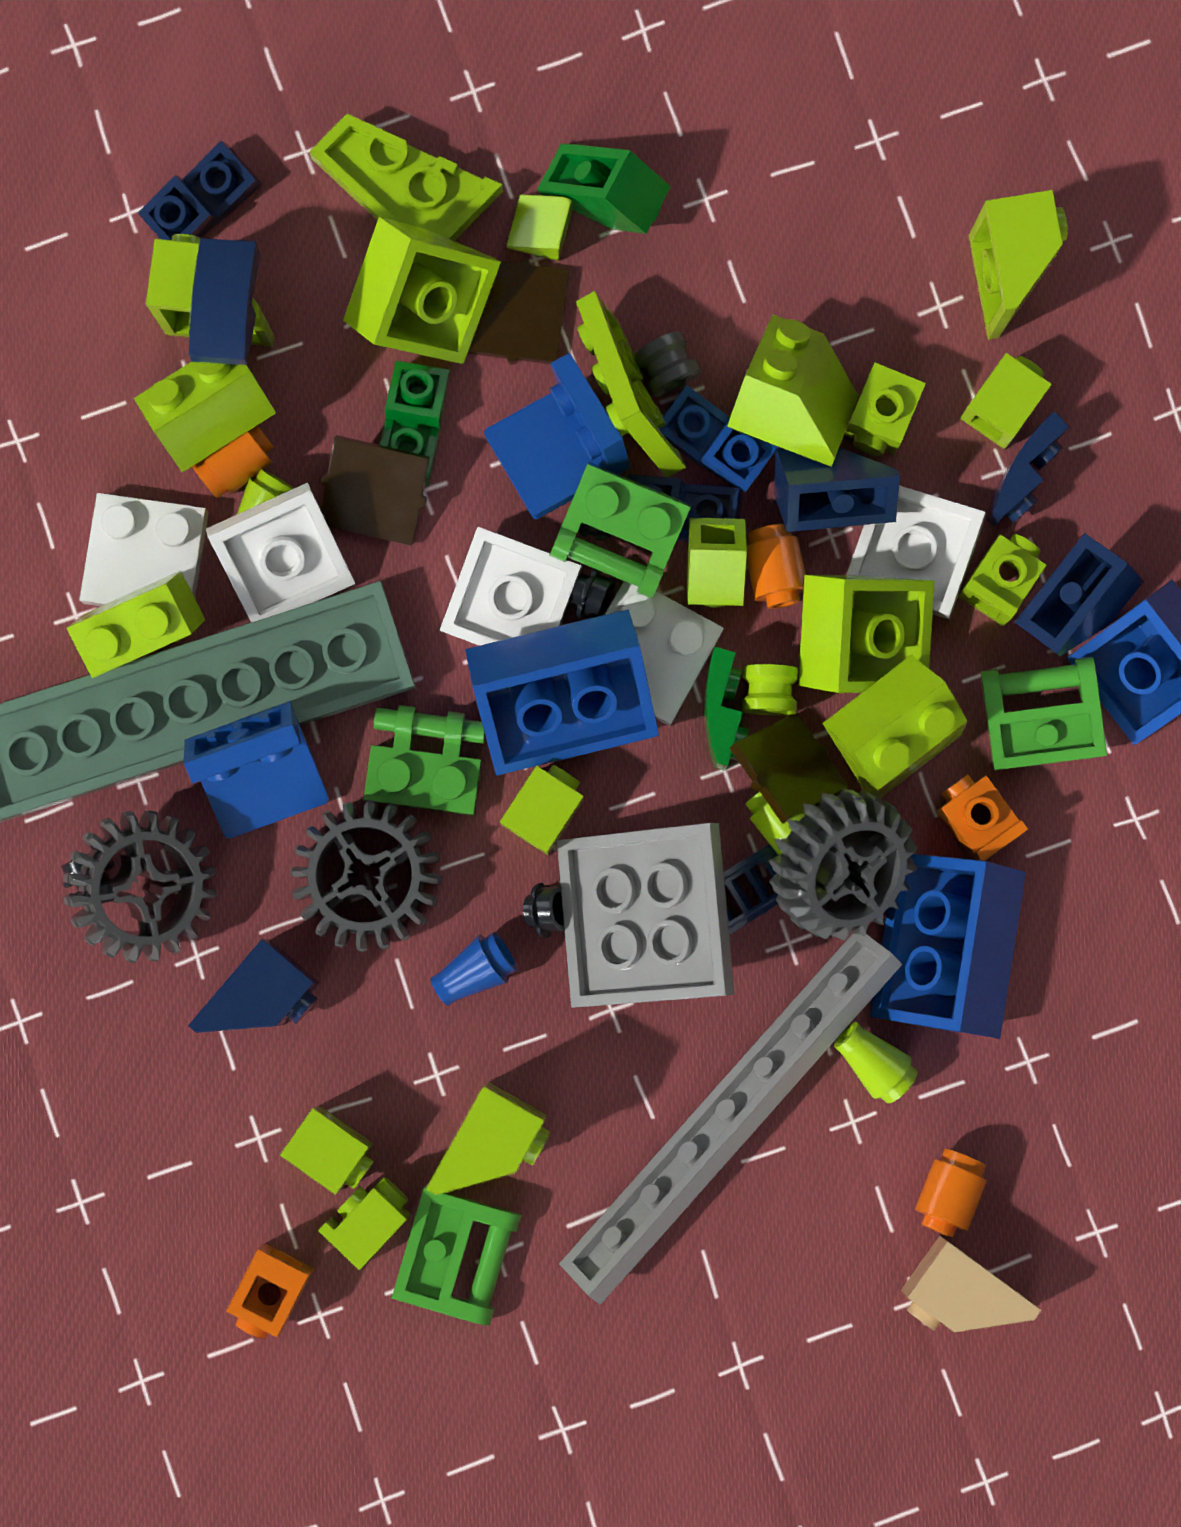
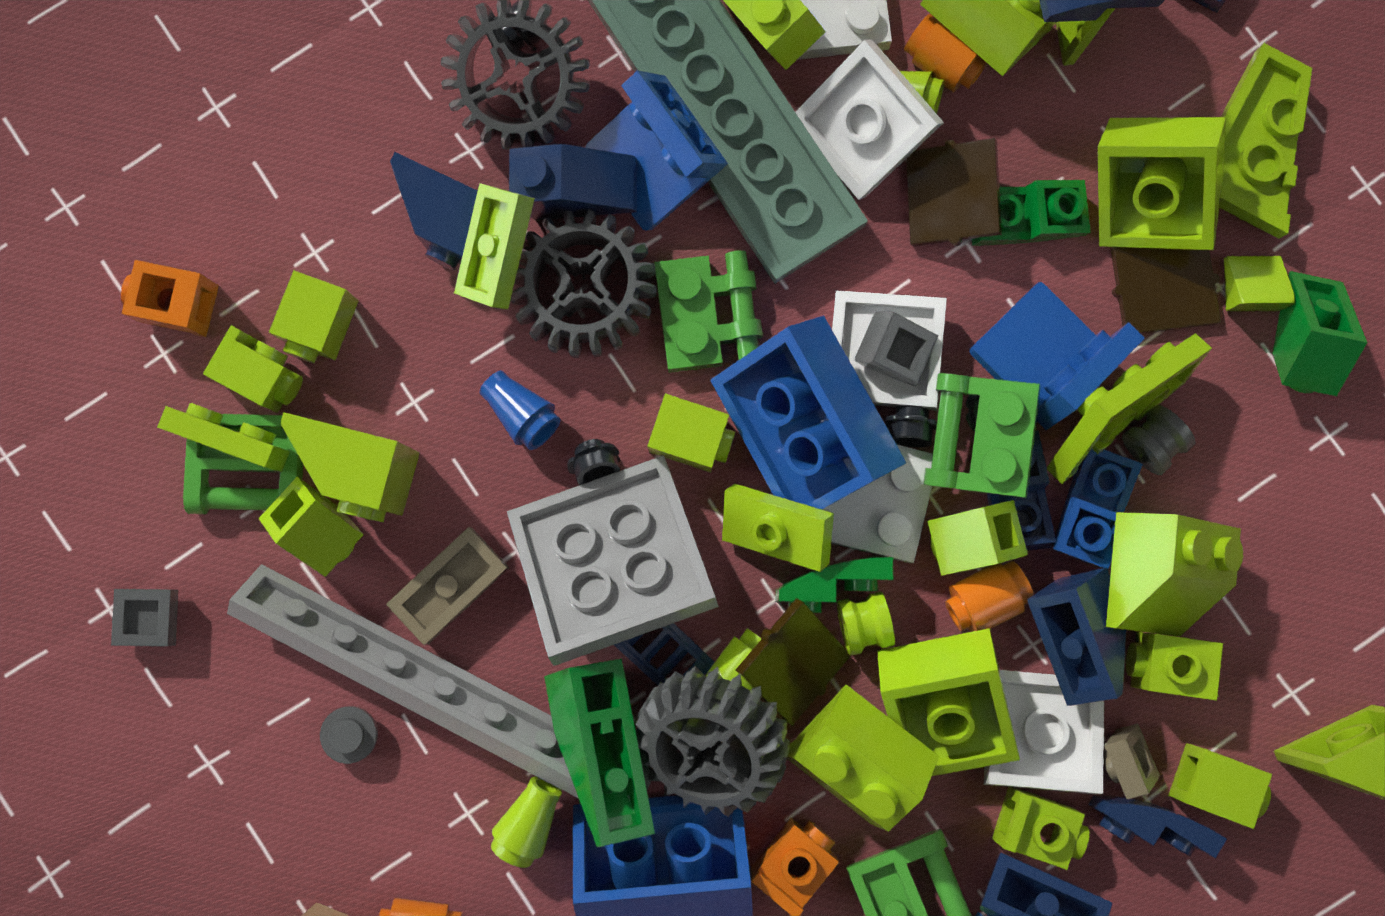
camera: 70 degrees right, 0 degrees up
(263, 857) = (573, 180): none -> dark blue slope
(312, 950) = (493, 246): none -> lime plate
(413, 1280) = (204, 427): none -> lime plate
(513, 588) = (896, 347): none -> dark grey slope
(537, 1201) = (310, 527): none -> lime brick
(581, 1390) = (144, 617): none -> dark grey plate
(629, 1083) = (447, 586): none -> dark tan plate
(656, 748) = (777, 527): none -> lime plate
(747, 1216) = (348, 734): none -> dark grey plate
(821, 971) = (601, 749): none -> green slope
(962, 477) = (1130, 761): none -> dark tan plate

